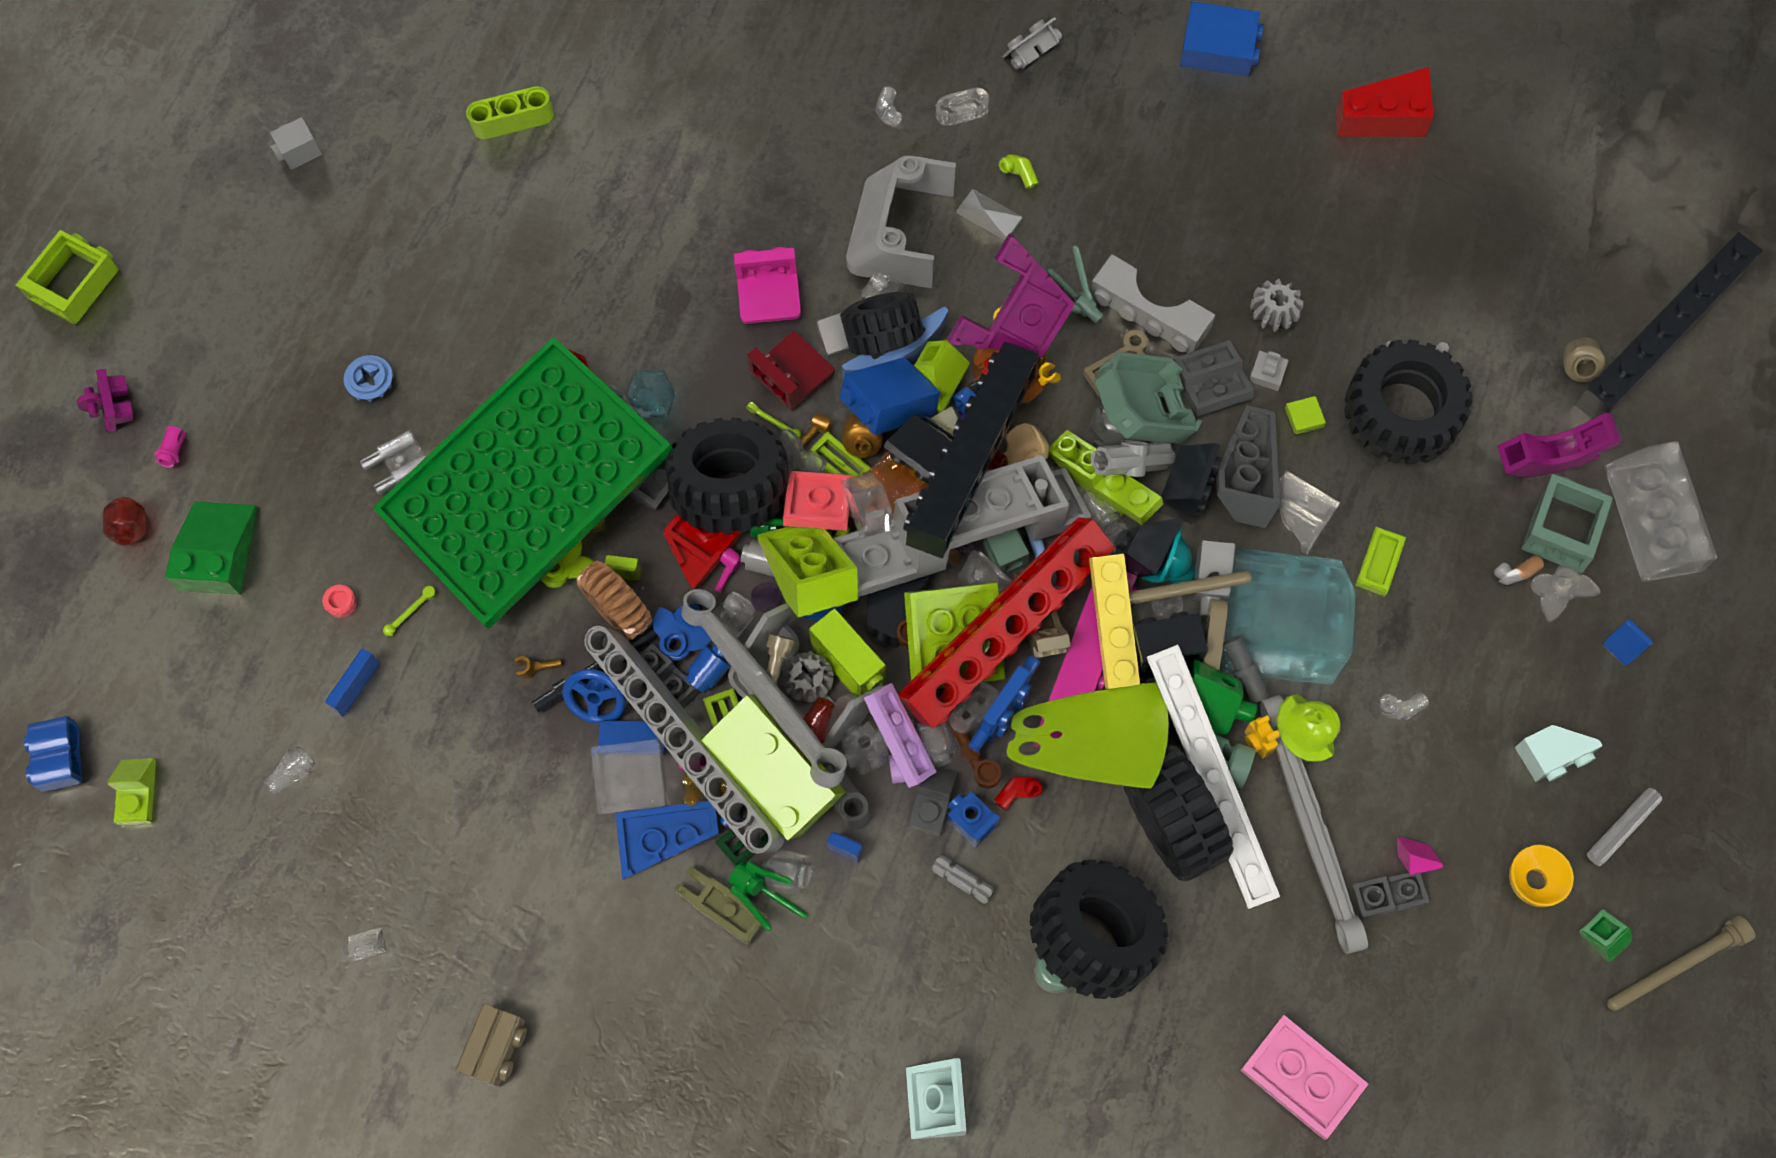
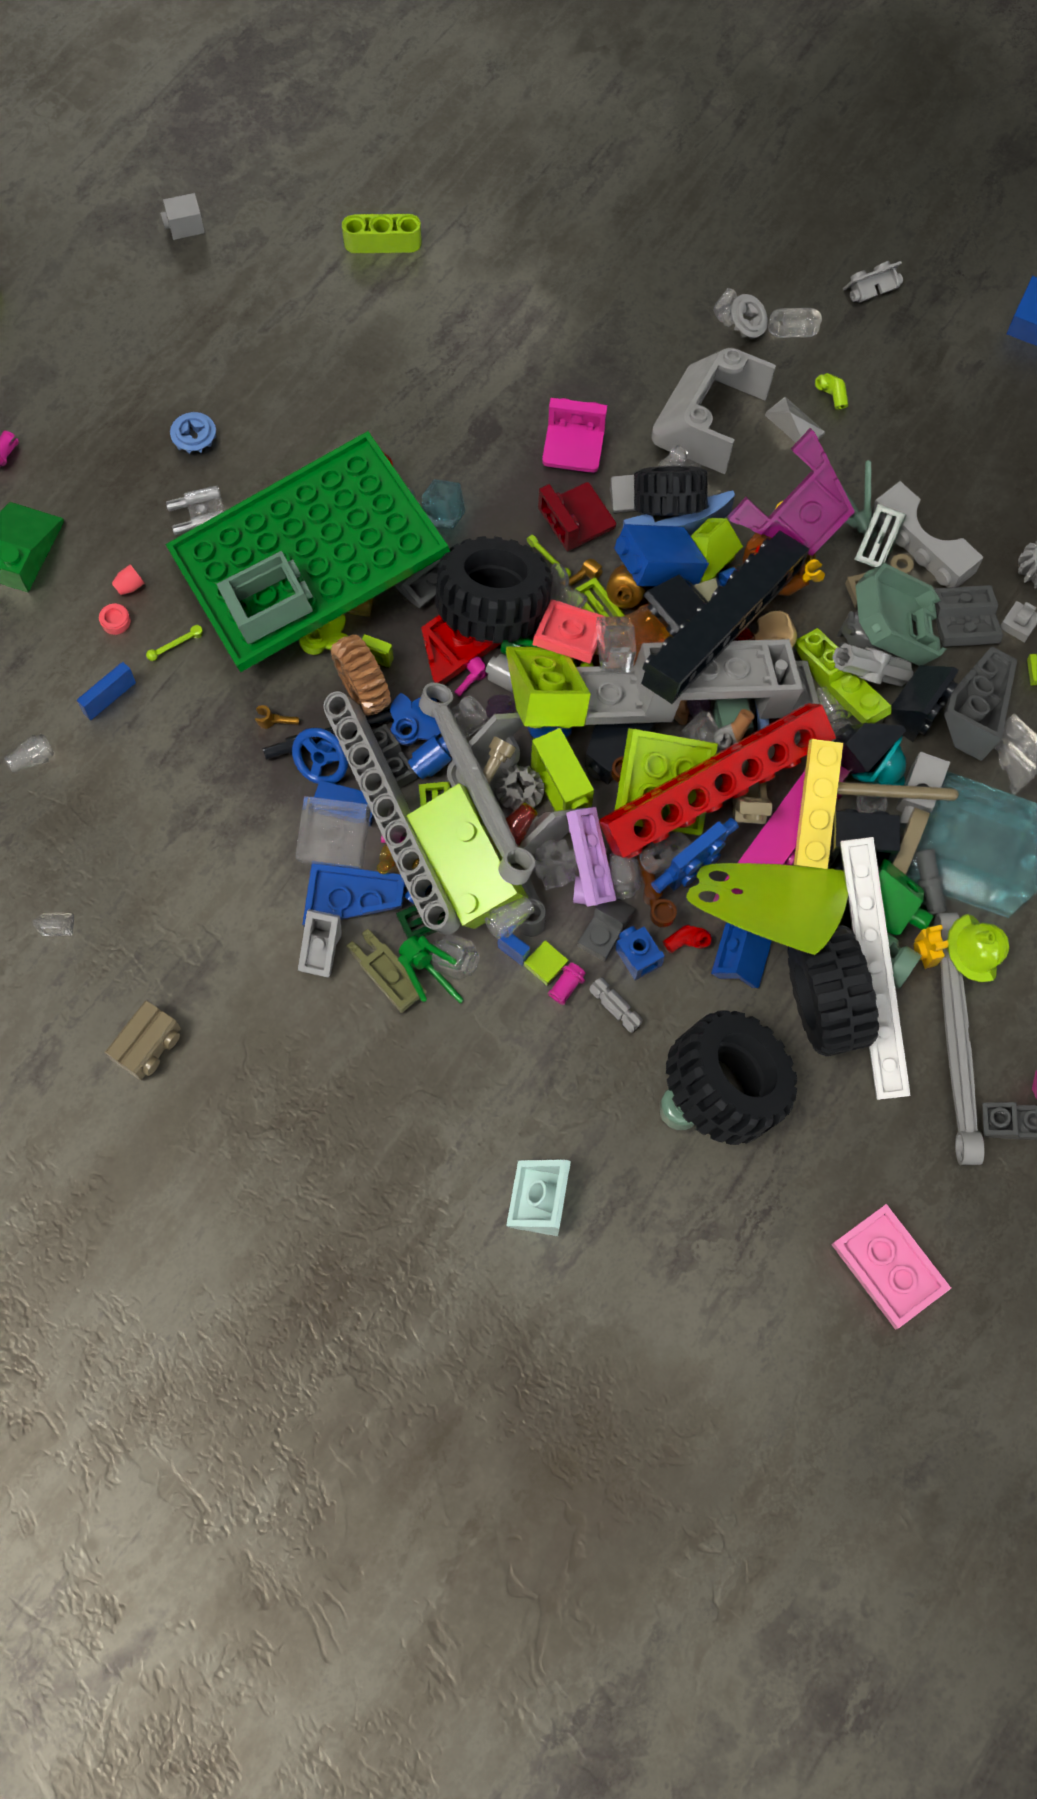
camera: 10 degrees right, 0 degrees up
(342, 557) = (127, 581): none -> coral hose
(478, 529) = (256, 579): none -> sand green window
(645, 895) = (319, 943): none -> light grey slope
(832, 820) = (509, 917): none -> clear cone
(881, 853) = (546, 963): none -> lime tile
(908, 870) = (567, 983): none -> dark pink pin
(914, 101) = (751, 307): none -> light grey gear
(1010, 564) = (734, 731): none -> arm
(1075, 800) = (741, 956): none -> blue panel
(1122, 294) = (900, 518): none -> tile

